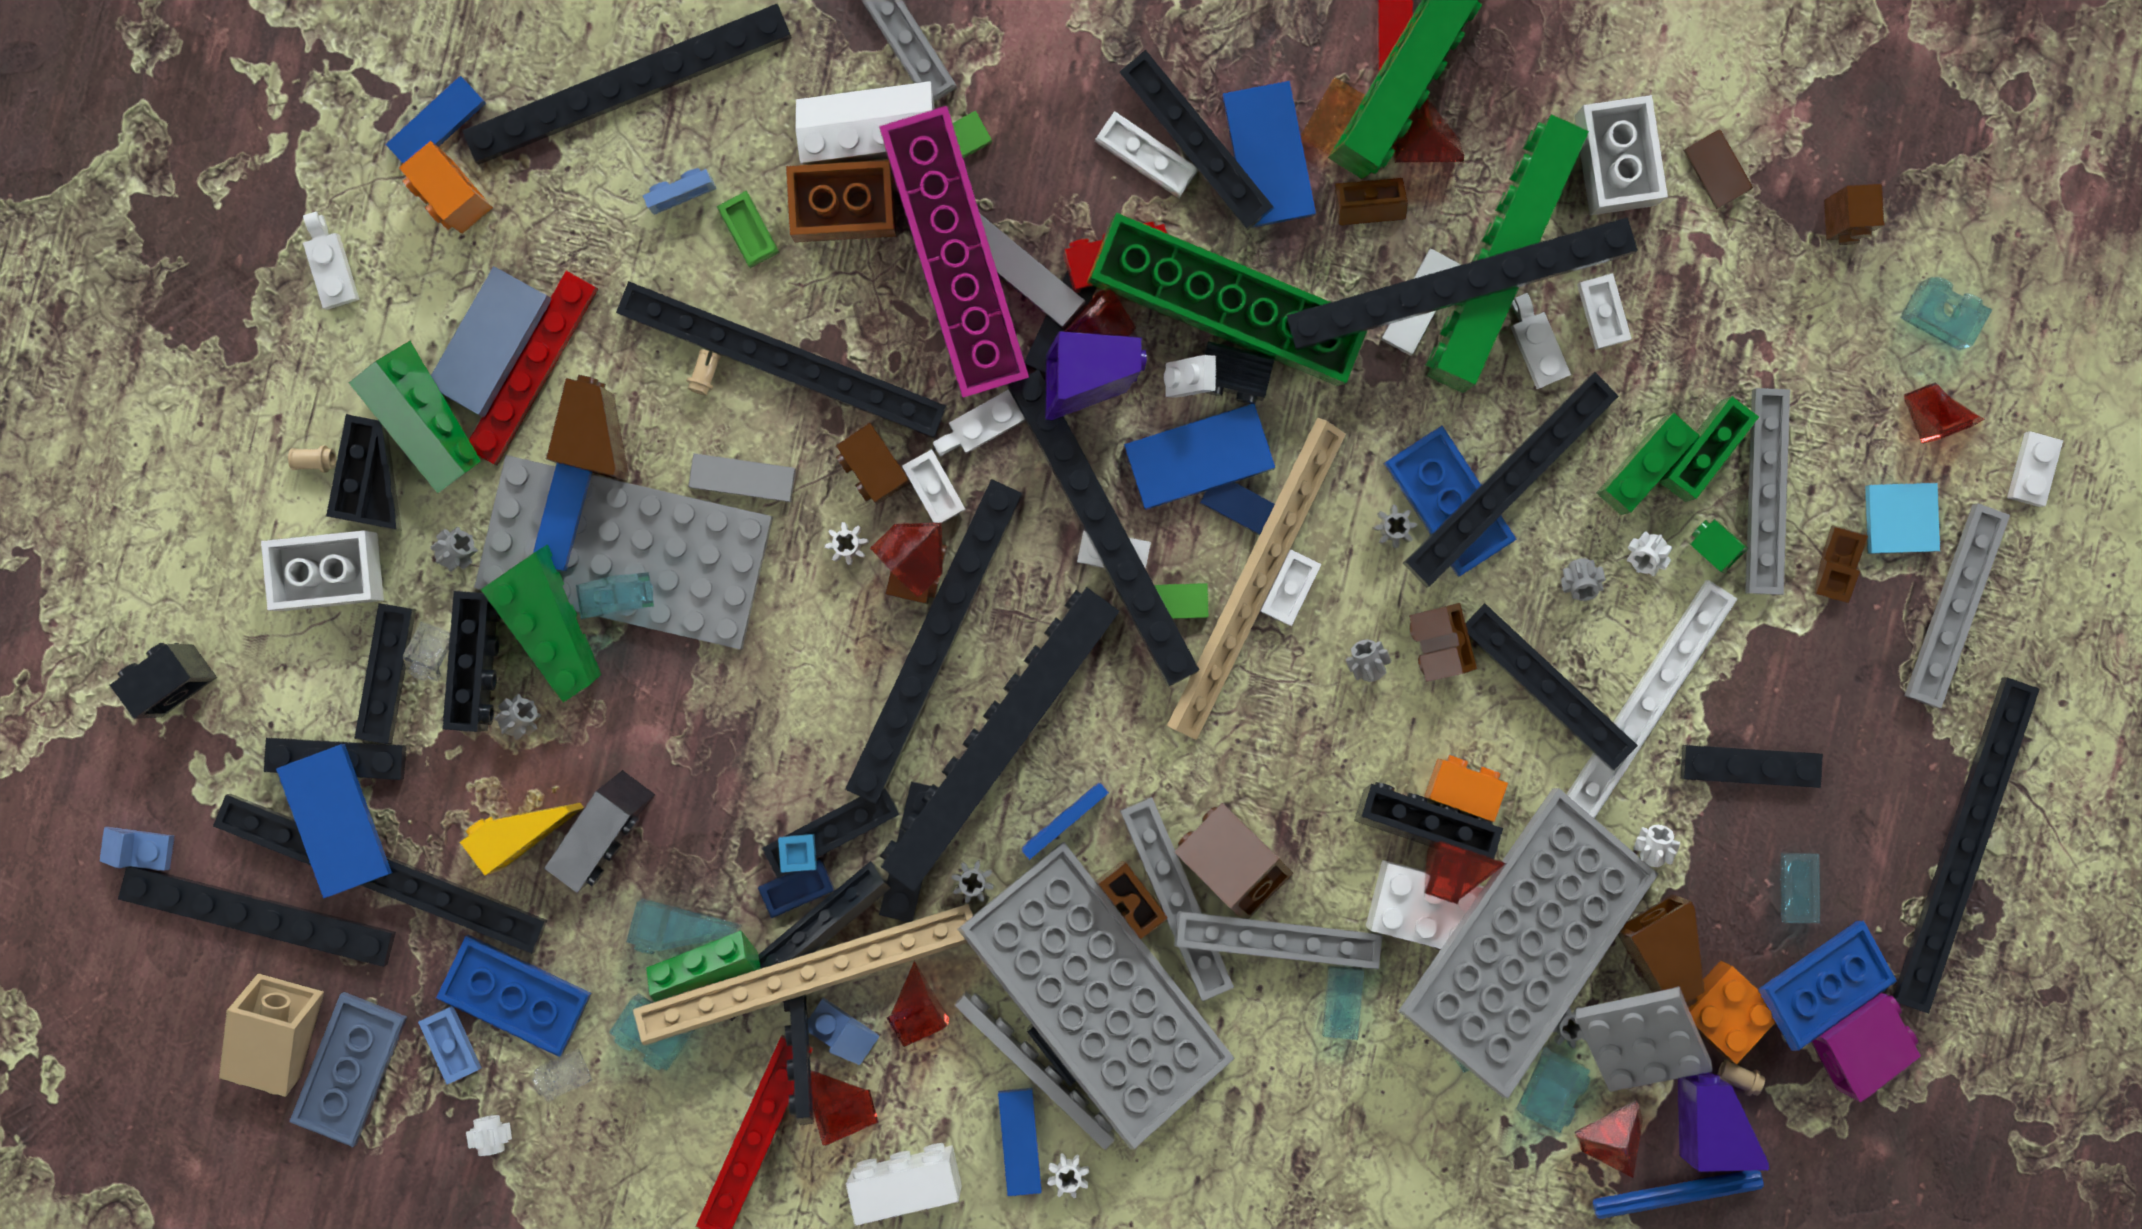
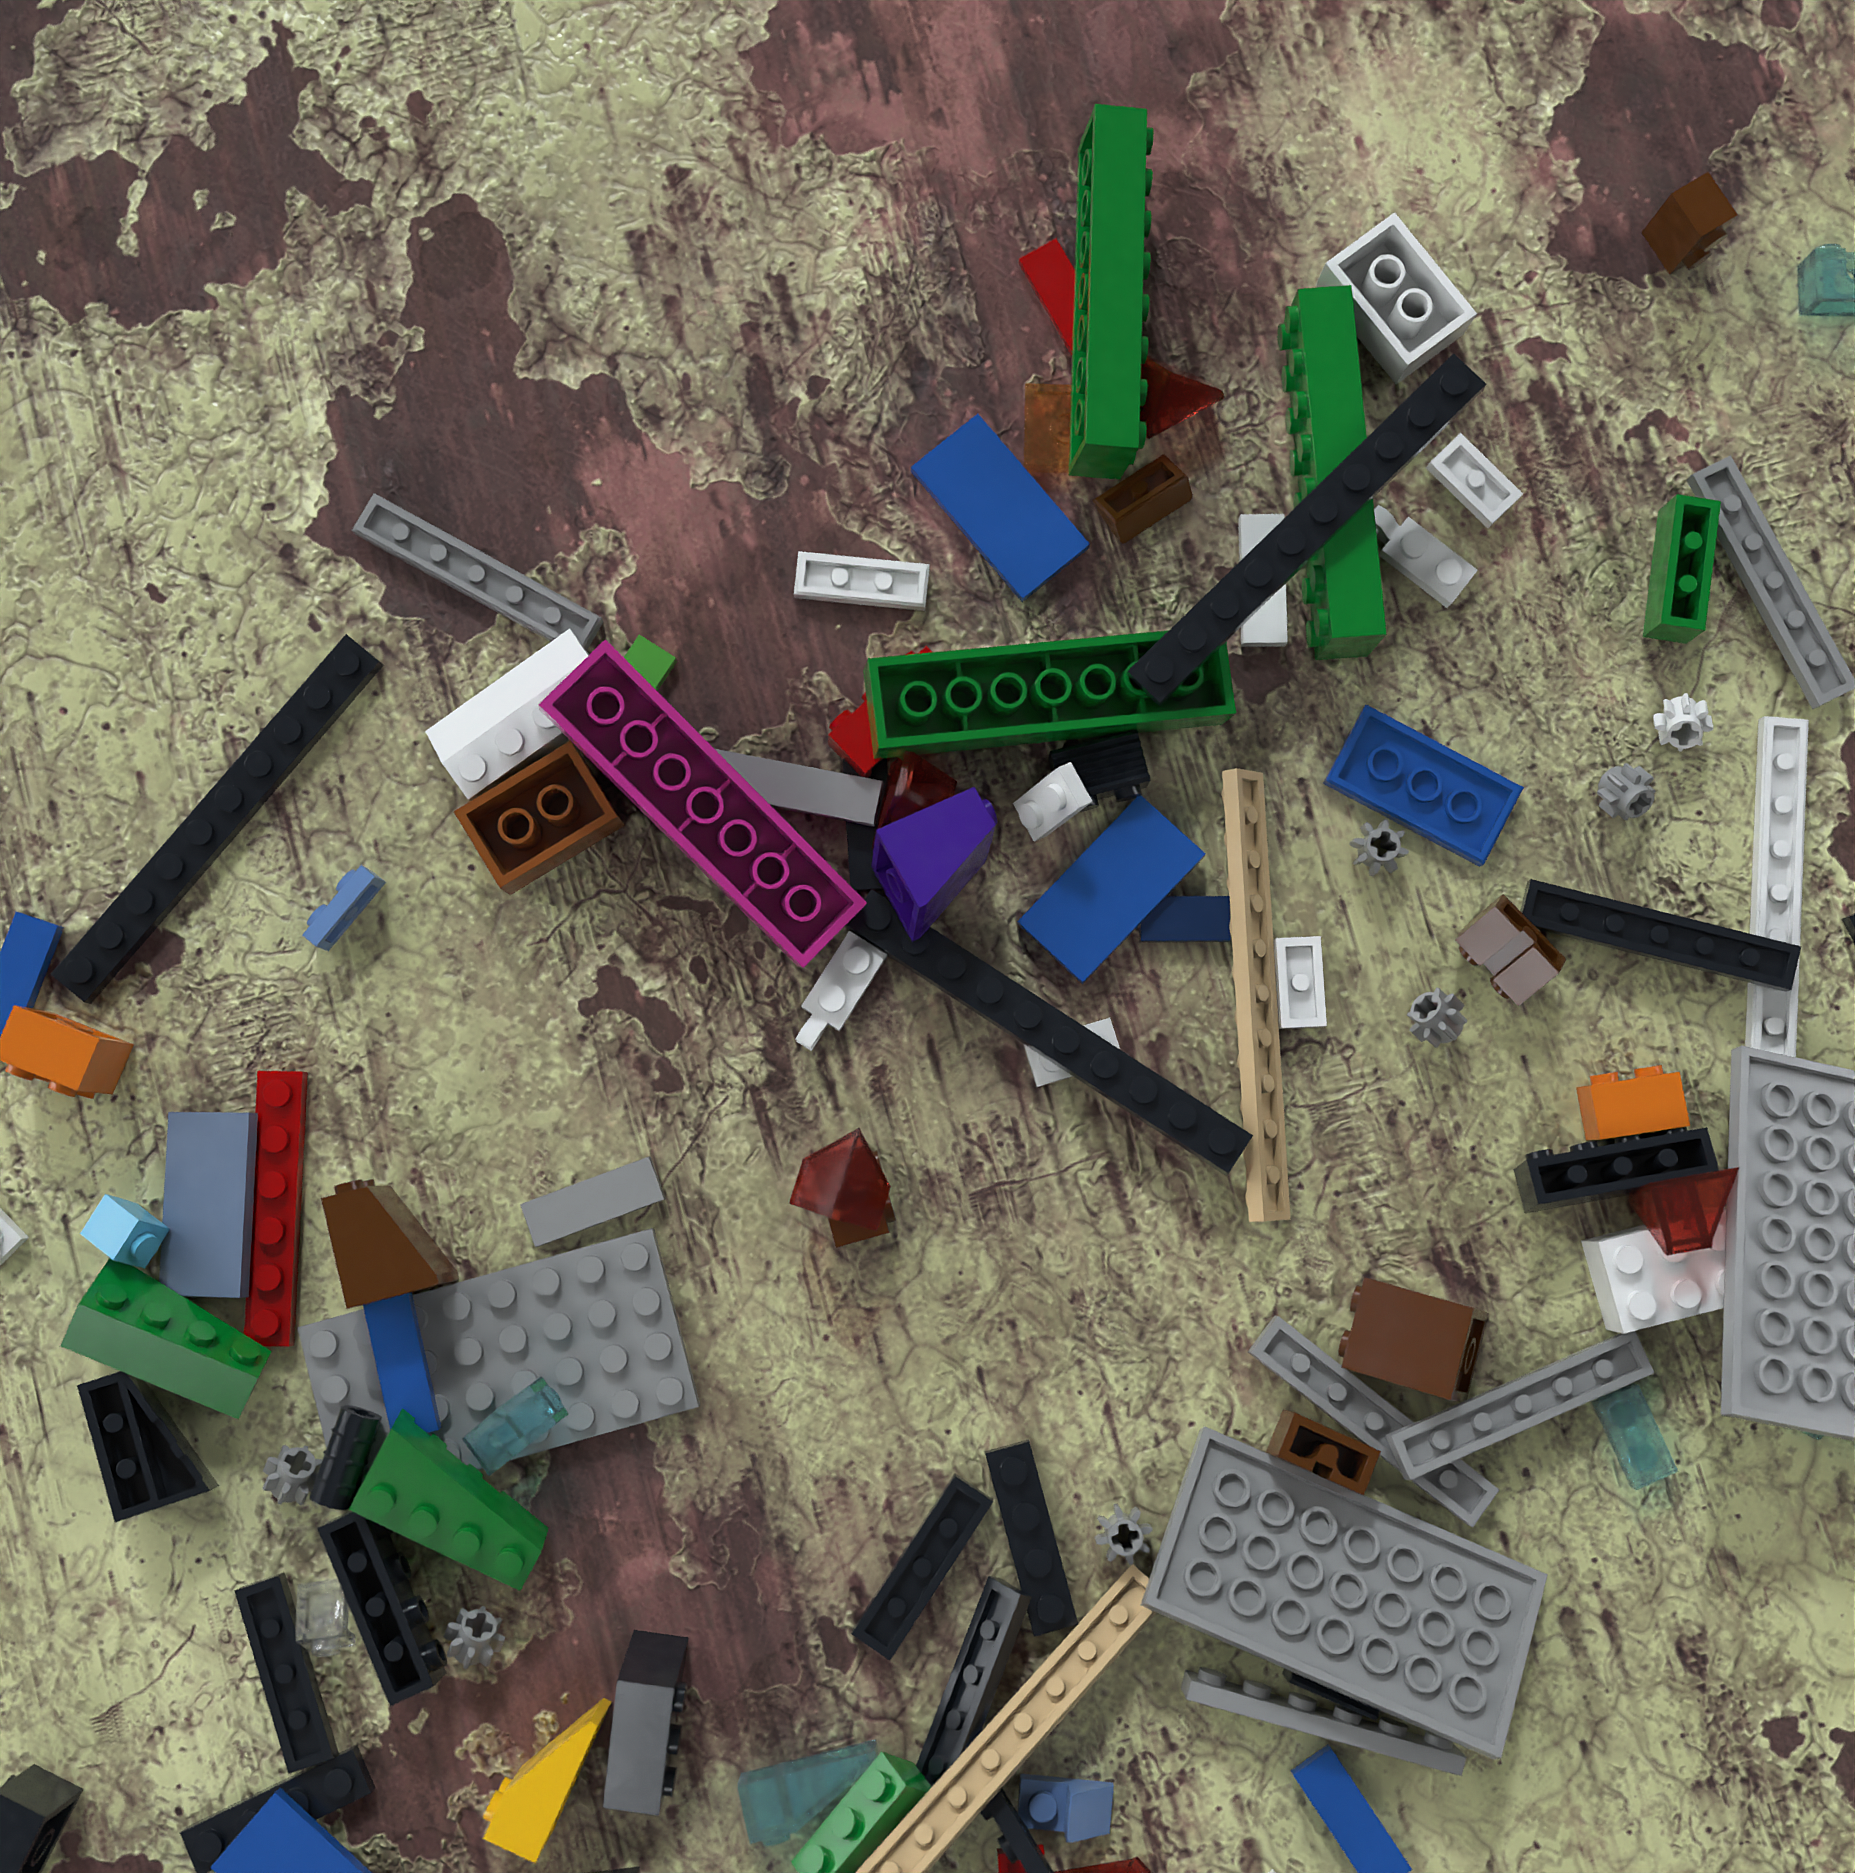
camera: 30 degrees left, 5 degrees down
(312, 458) = (74, 1454): tan pin -> none
(322, 570) = (144, 1590): white brick -> none
(425, 330) = (124, 1231): none -> medium azure brick
(494, 556) = (345, 1457): none -> black axle
(702, 375) = (483, 1105): tan pin -> none
(748, 229) = (447, 909): bright green tile -> none
(781, 359) = (565, 1038): black plate -> none
(795, 889) = (918, 1659): dark blue tile -> none
(797, 853) = (898, 1617): dark azure plate -> none
(837, 546) = (748, 1220): white gear -> none
(872, 464) = (738, 1103): reddish brown brick -> none
(917, 1010) = (1142, 1727): clear red slope -> none
(933, 487) = (824, 1091): white plate -> none
(934, 641) = (922, 1276): black plate -> none
(999, 739) = (1062, 1350): black brick -> none
(1064, 820) = (1191, 1400): blue tile -> none
(1064, 1167) = (1442, 1838): white gear -> none
(1185, 600) = (1187, 1062): bright green tile -> none
(1196, 140) = (910, 533): black plate -> none
(1510, 480) = (1479, 725): black plate -> none
(1647, 464) = (1622, 623): green brick -> none
(1717, 545) = (1754, 670): green brick -> none
(1718, 169) = (1509, 258): reddish brown slope -> none

